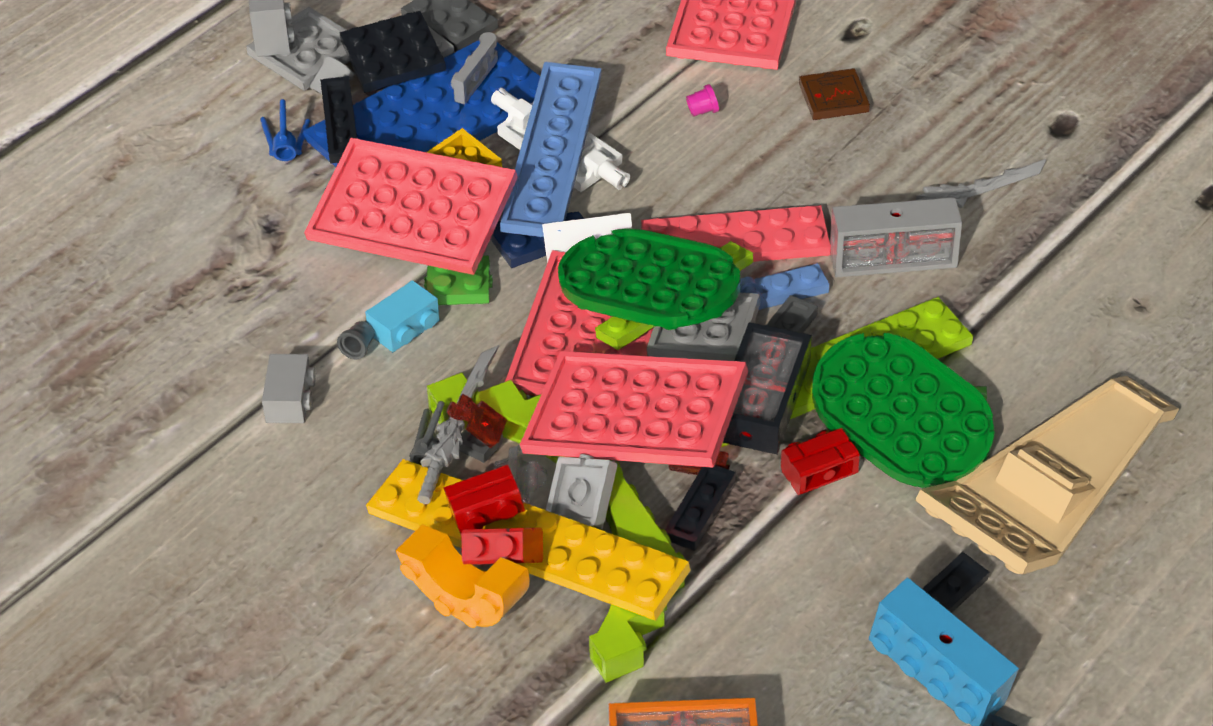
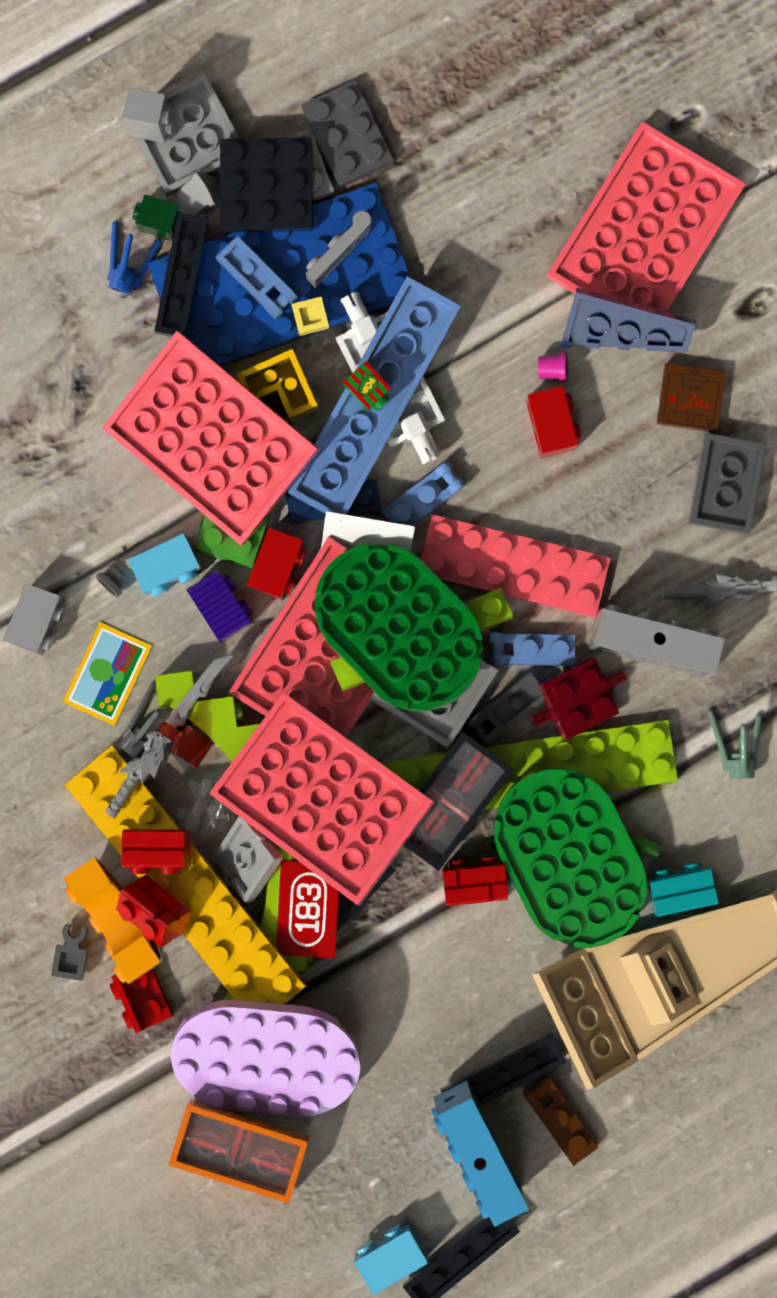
camera: 20 degrees right, 40 degrees up
(302, 99) = (156, 217): none -> dark green brick
(376, 418) = (107, 673): none -> sticker
(409, 104) = (255, 276): none -> medium blue plate
(427, 640) = (70, 958): none -> dark grey plate
(468, 114) = (310, 316): none -> light yellow plate
(468, 329) = (219, 606): none -> dark purple brick
(510, 288) = (276, 564): none -> red brick
(517, 655) = (142, 1000): none -> red bracket
(542, 128) = (368, 388): none -> brick
(632, 204) = (424, 496): none -> medium blue plate
(662, 514) = (306, 913): none -> red sticker
(676, 640) = (266, 1058): none -> lavender plate
(719, 133) = (552, 421): none -> red brick
(742, 55) = (613, 322): none -> wing
(845, 301) = (578, 698): none -> dark red plate
(897, 134) = (727, 484): none -> dark grey plate
(1011, 629) = (561, 1121): none -> reddish brown plate
(1023, 307) = (742, 763): none -> sand green plant
(1024, 408) = (681, 890): none -> teal brick

